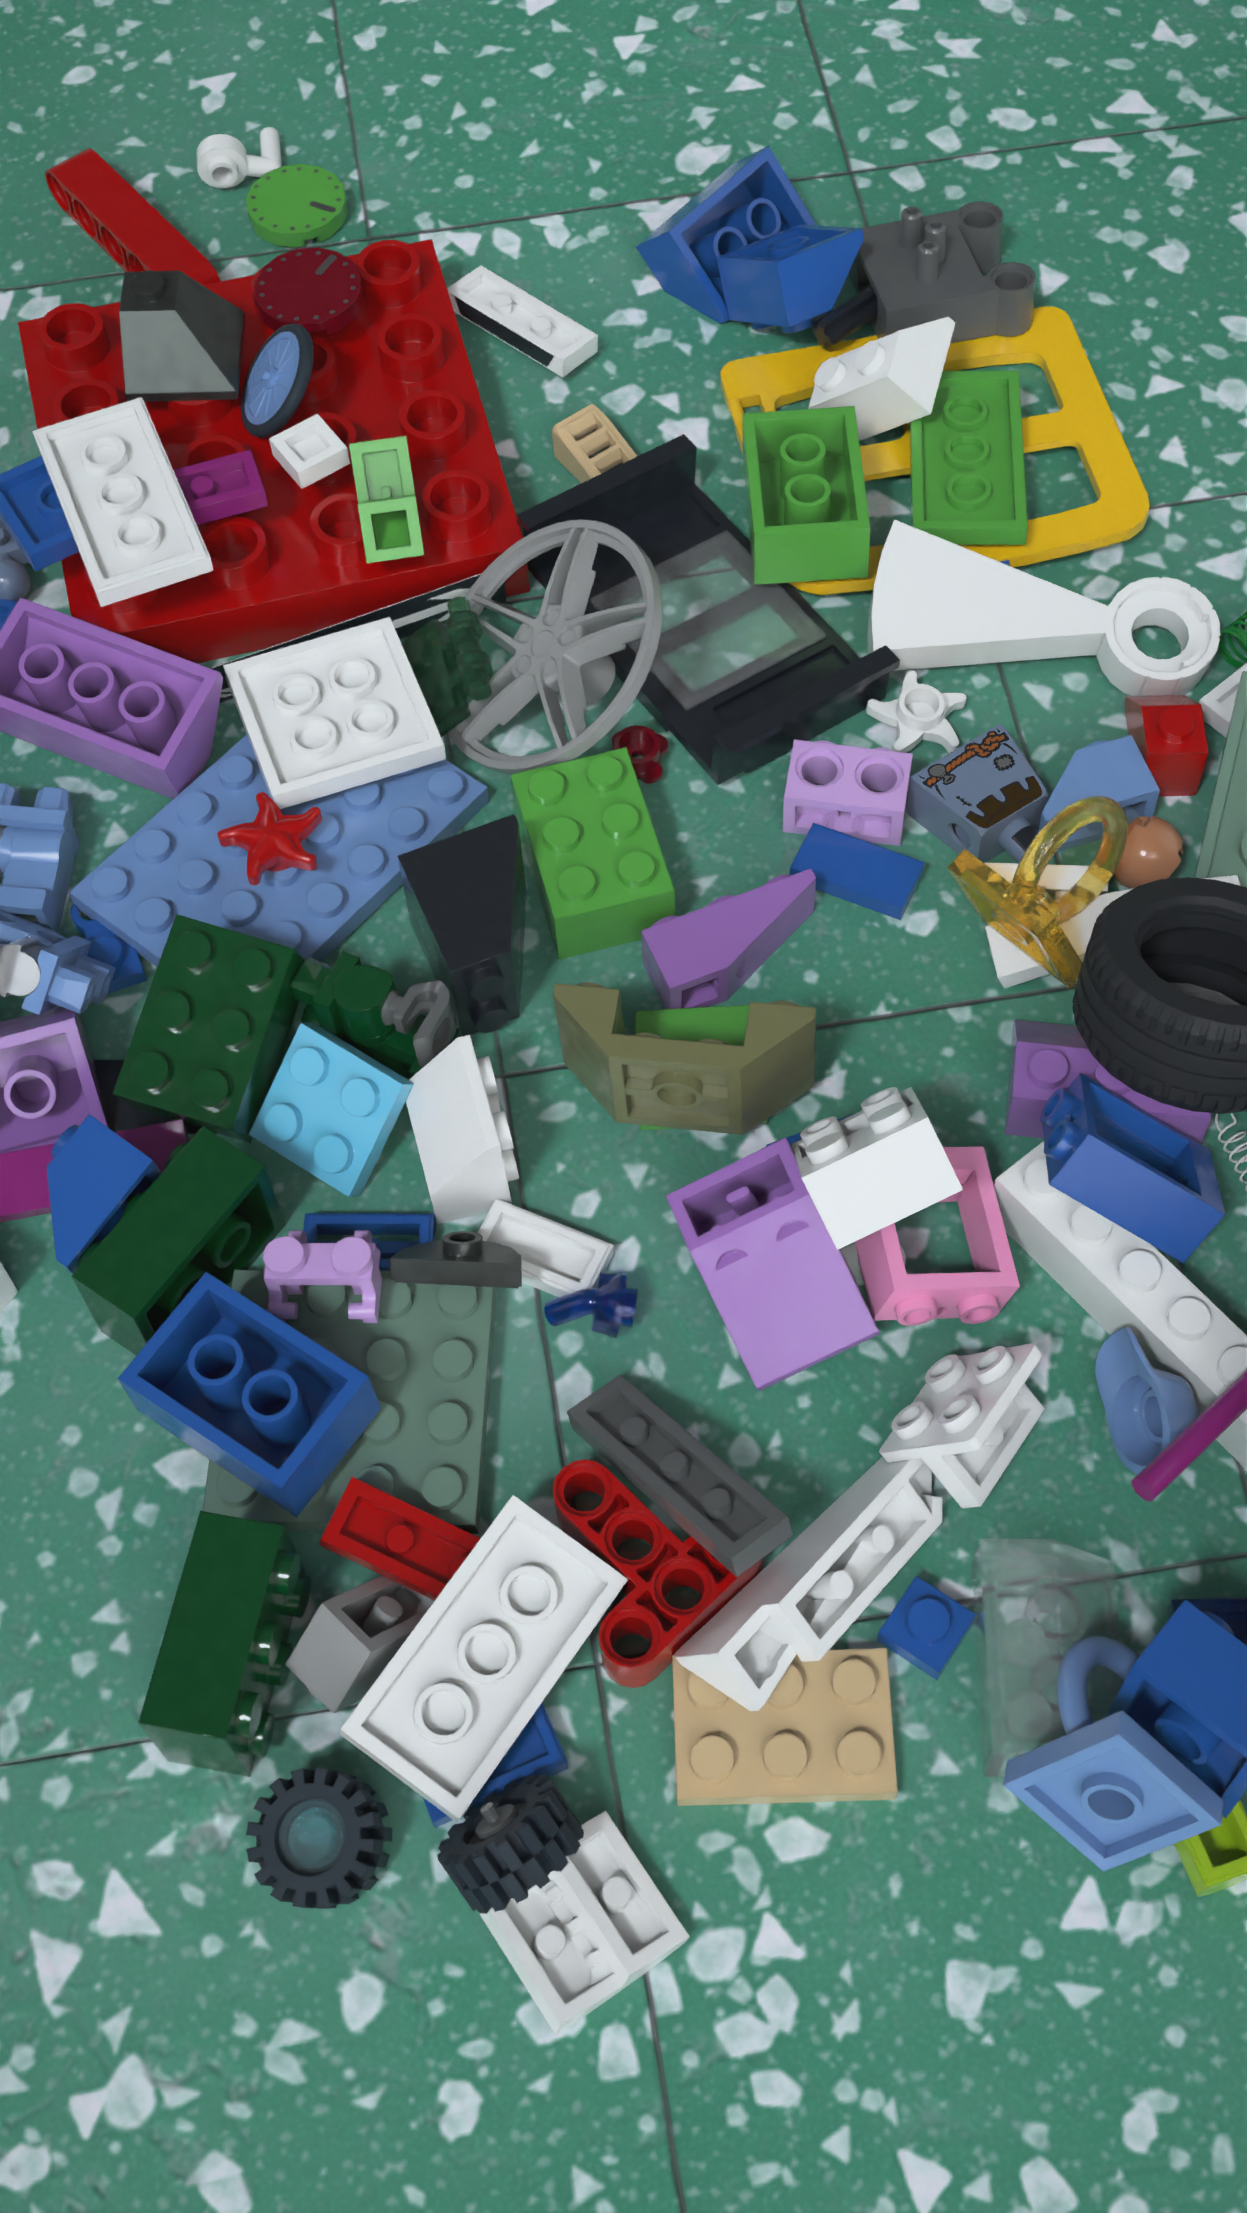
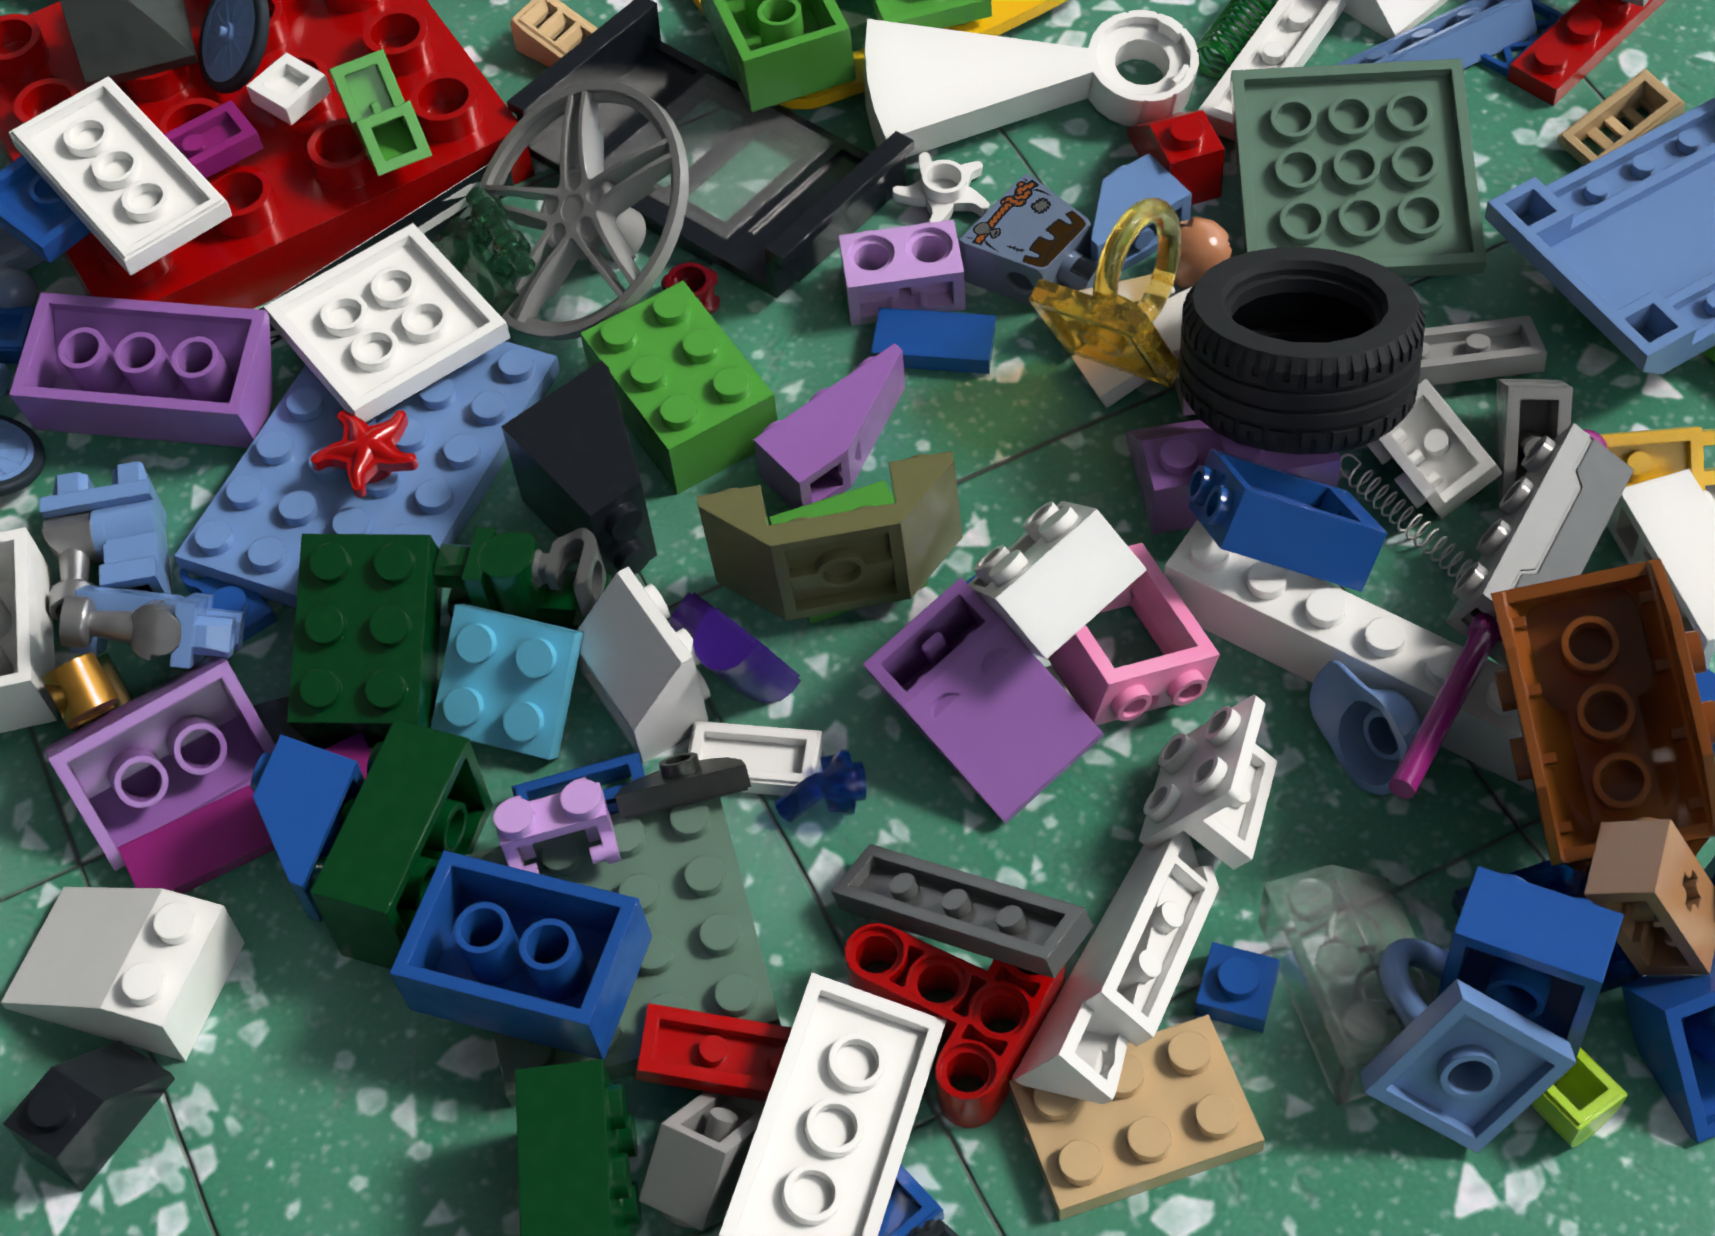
camera: 15 degrees left, 5 degrees down
(549, 1141) = (733, 652): none -> dark purple brick

